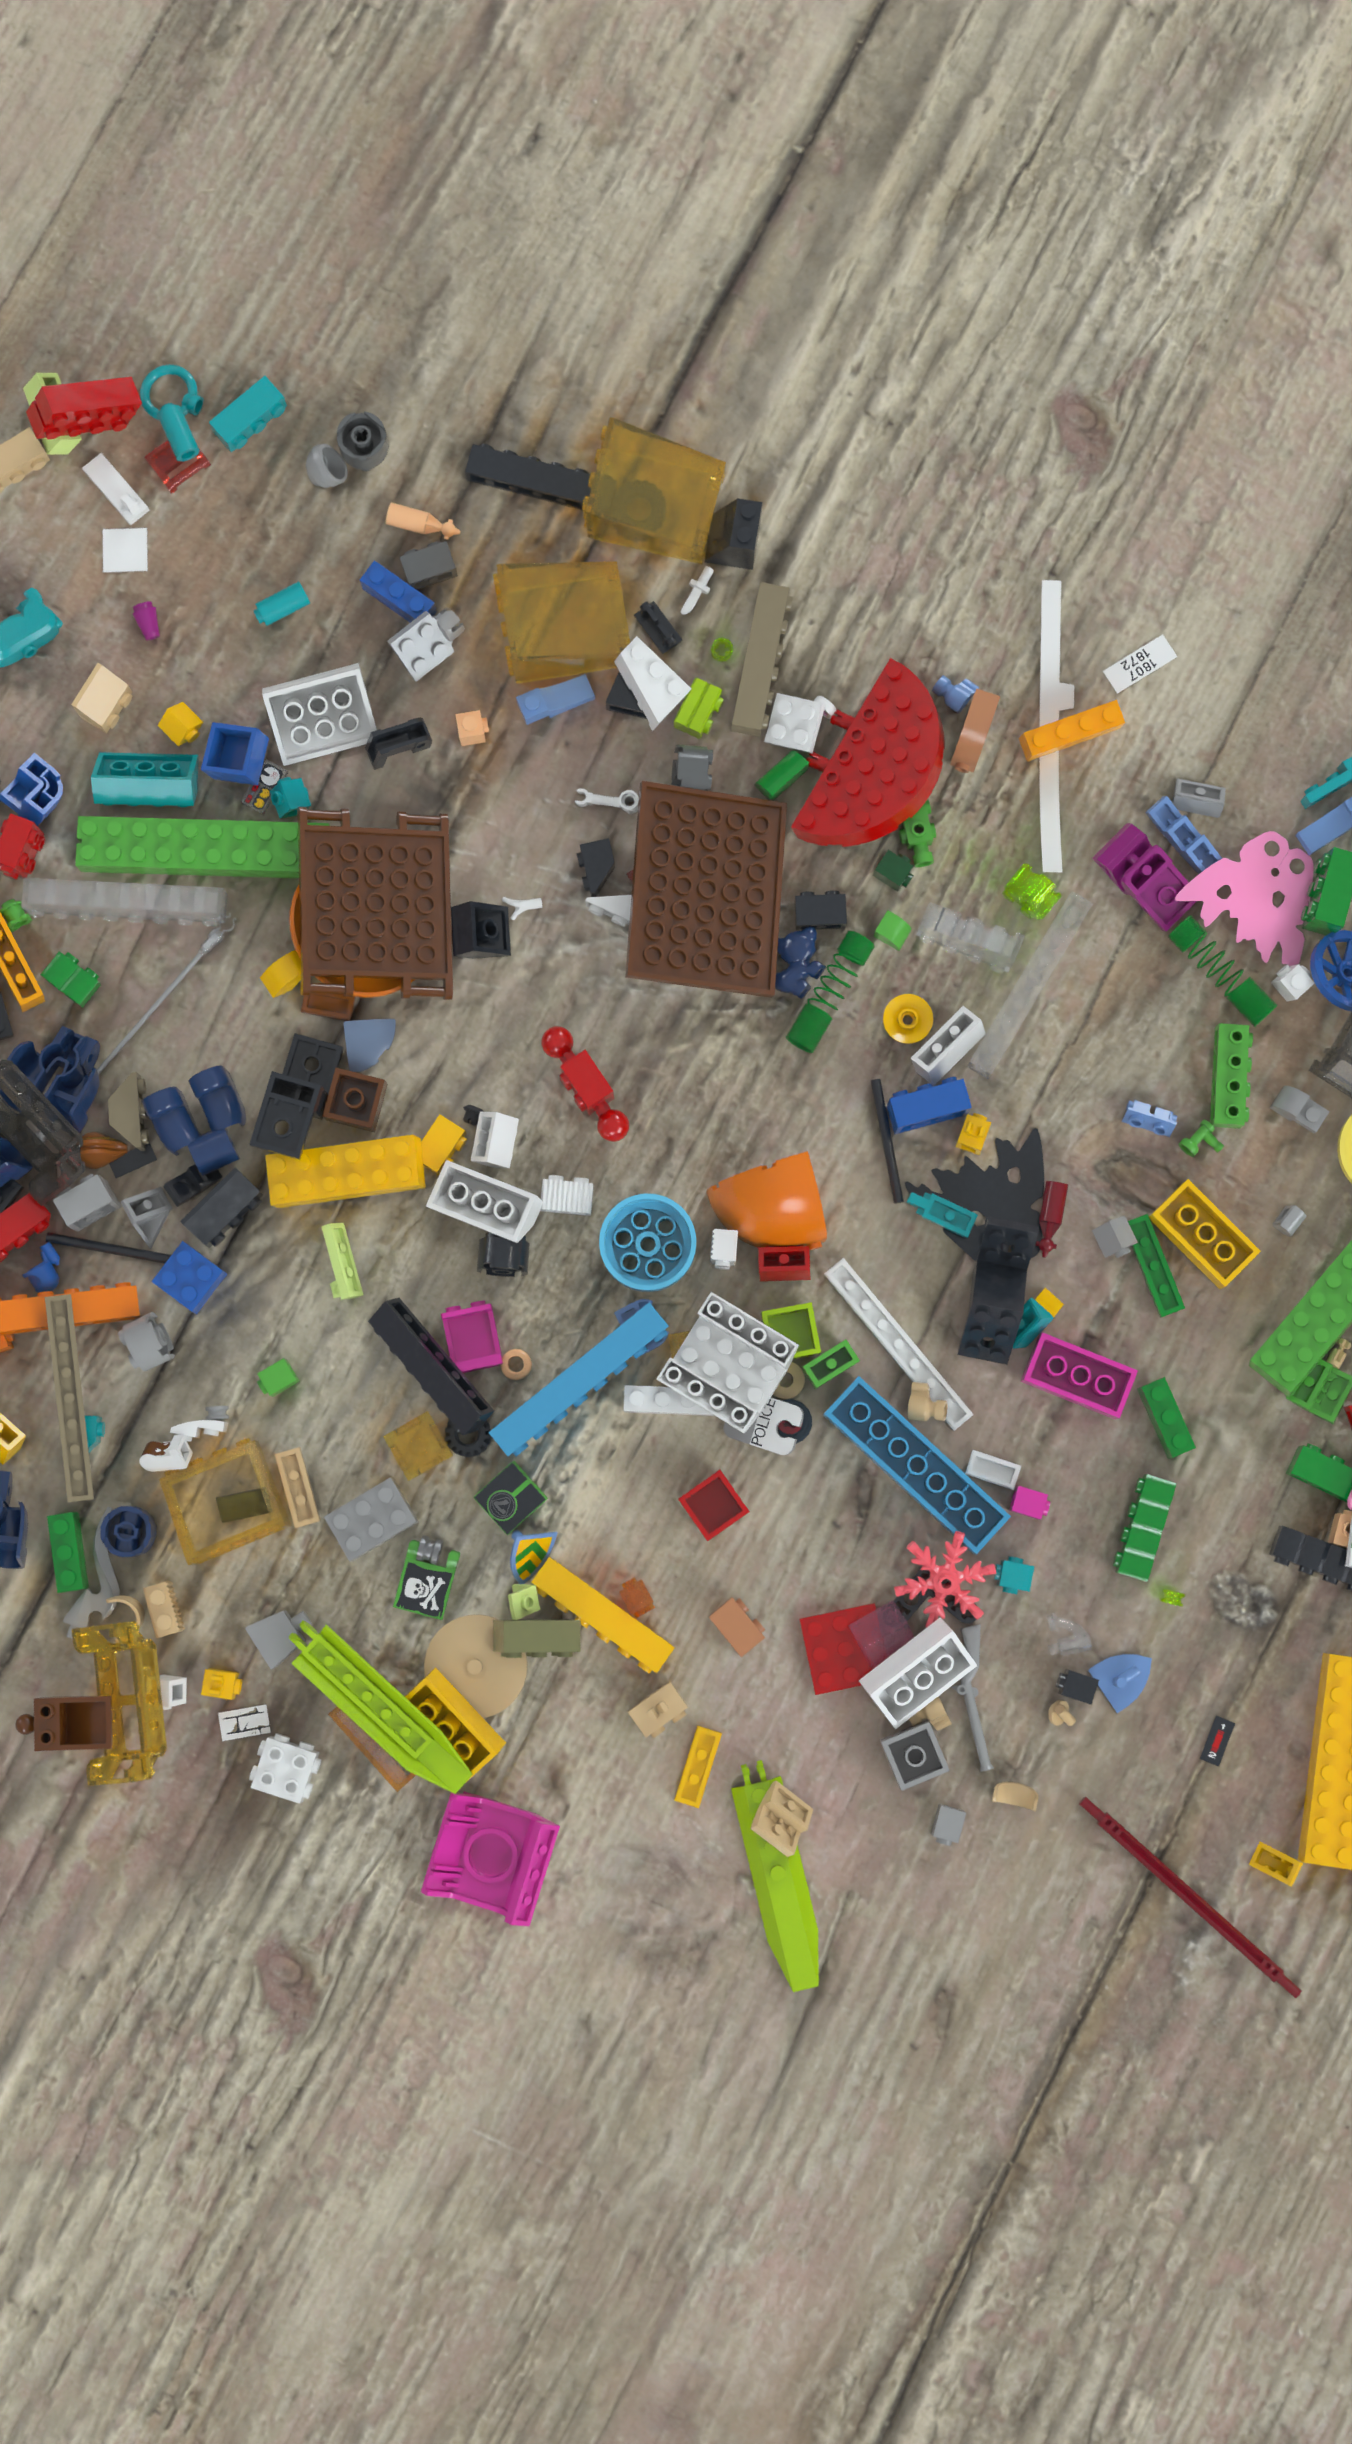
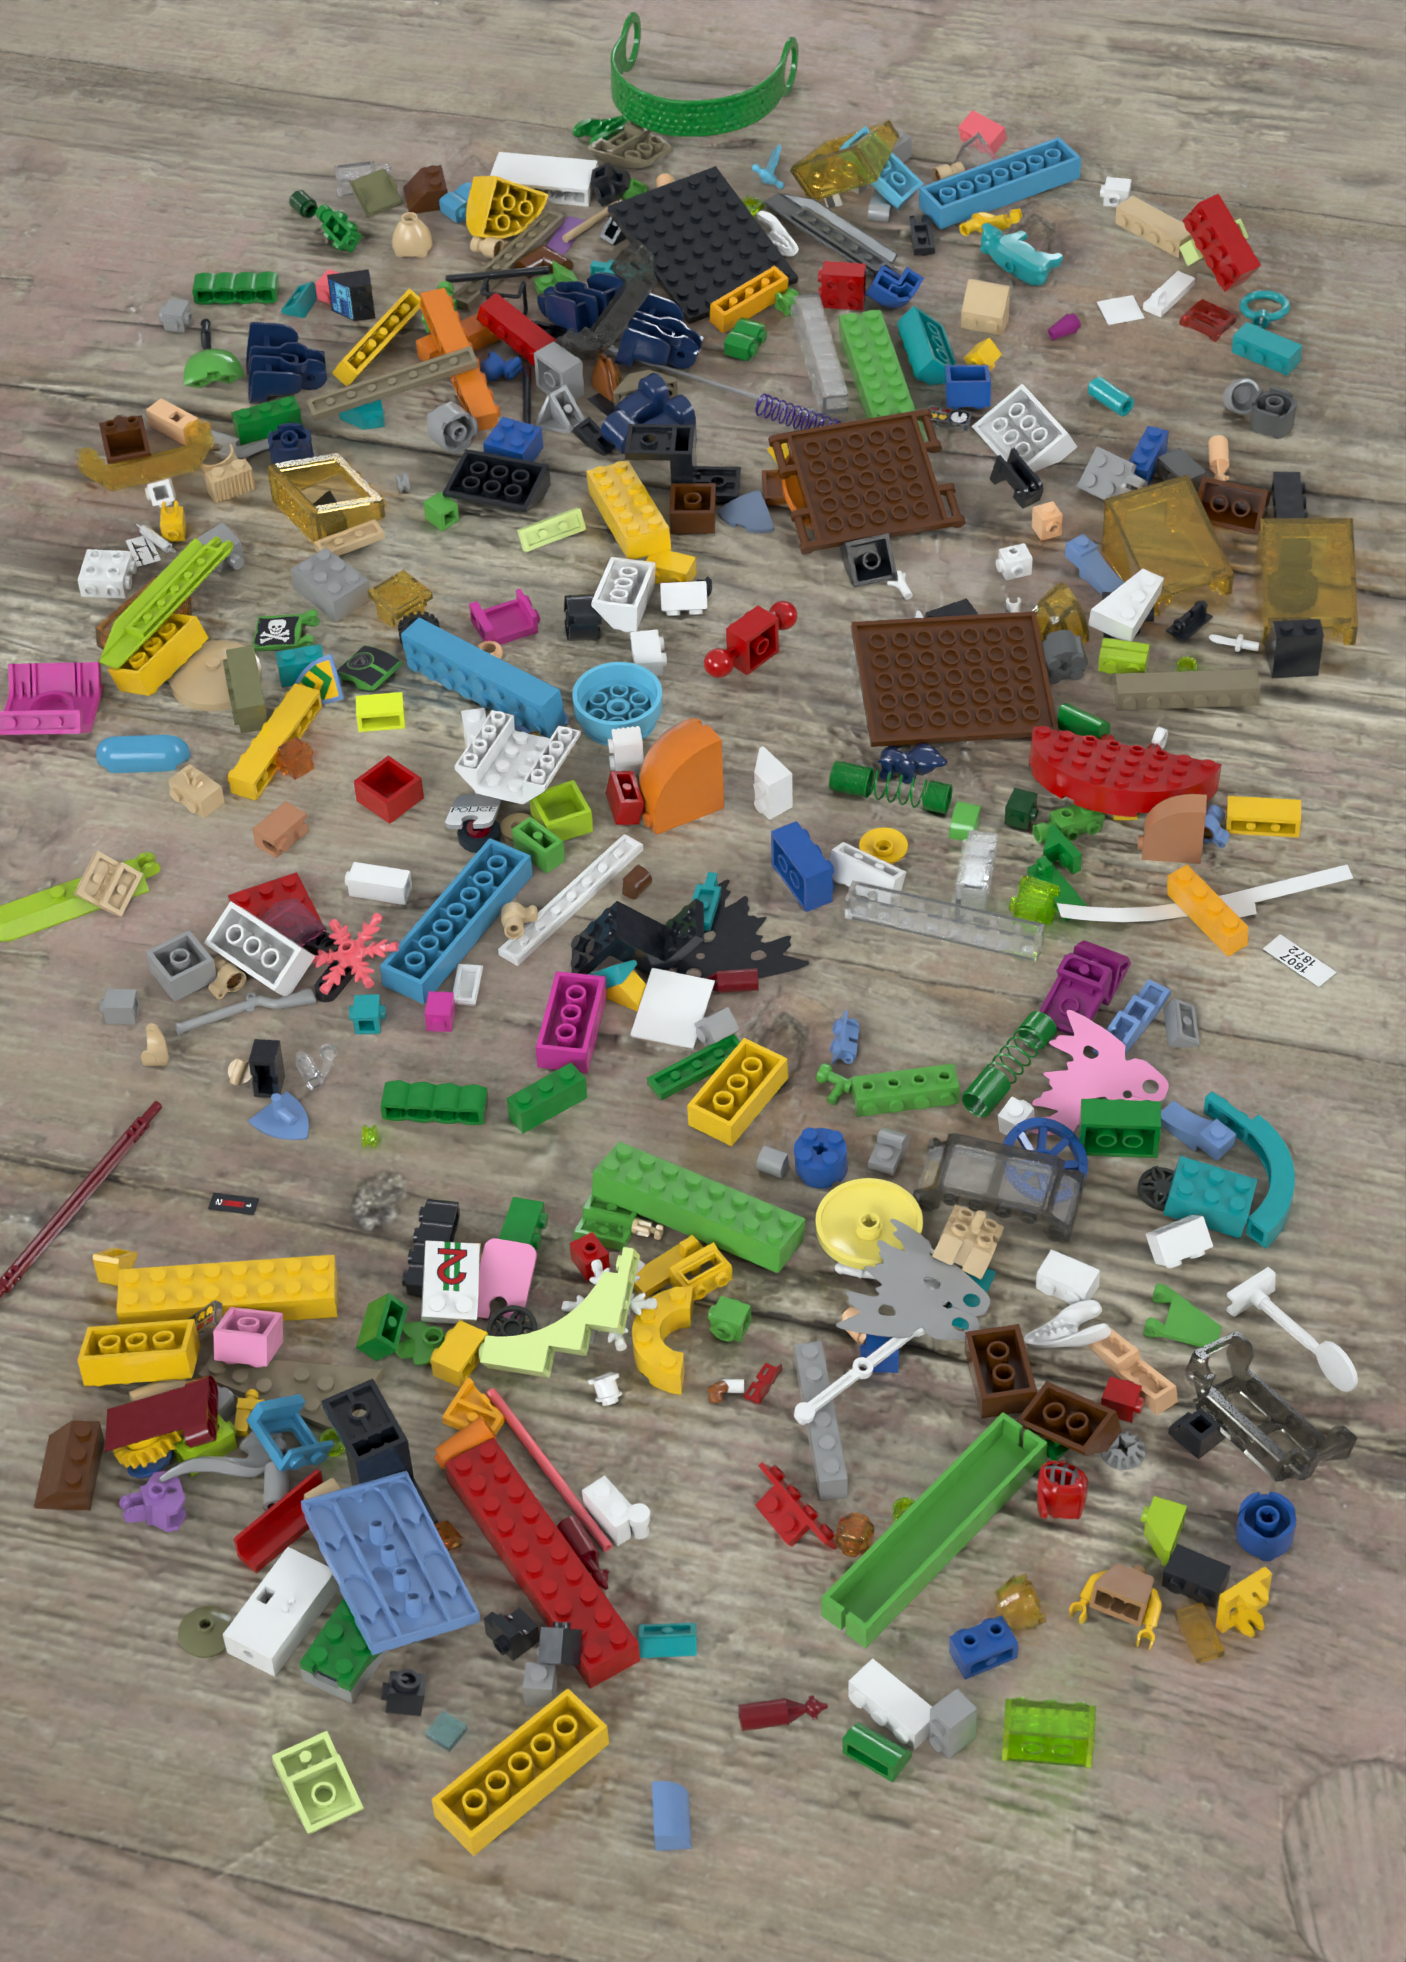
camera: 80 degrees right, 35 degrees down
(39, 1661) = (169, 419): none -> light nougat brick
(166, 1455) = (360, 457): white leg -> none
(178, 432) = (1229, 306): teal brick -> none
(193, 1428) = (386, 474): white slope -> none
(222, 1208) = (575, 445): black slope -> none
(233, 1706) = (155, 538): none -> white piece
(256, 914) = (793, 409): none -> dark purple piece
(262, 1308) = (498, 481): none -> black slope
(288, 796) = (946, 426): teal brick -> none
(429, 1550) = (312, 624): flat silver wheel -> none
(430, 1366) = (472, 586): black brick -> none
(494, 528) = (1233, 504): none -> reddish brown slope
(494, 1571) = (294, 661): none -> teal brick
(523, 1600) = (275, 676): yellowish green bracket -> none
(524, 779) = (1014, 562): none -> white brick
(585, 1495) = (380, 712): none -> neon yellow brick
(588, 1761) = (142, 753): none -> dark azure brick
(632, 757) = (1061, 611): none -> clear yellow brick
(698, 1766) = (148, 831): yellow tile -> none
(794, 723) = (1134, 718): white plate -> none
(806, 1113) = (772, 785): none -> white slope
(820, 911) = (965, 770): black brick -> none
(838, 1537) = (379, 883): none -> white brick
(887, 1141) = (750, 861): black piece -> none
(898, 1275) = (636, 882): none -> reddish brown brick
(947, 850) = (1060, 848): none -> green slope
(954, 638) = (1263, 816): none -> yellow brick
(973, 1133) = (787, 908): yellow brick -> none
(997, 865) = (1047, 872): none -> green hinge
(1073, 1273) = (671, 1008): none -> white piece
(1310, 1169) = (820, 1157): none -> blue brick

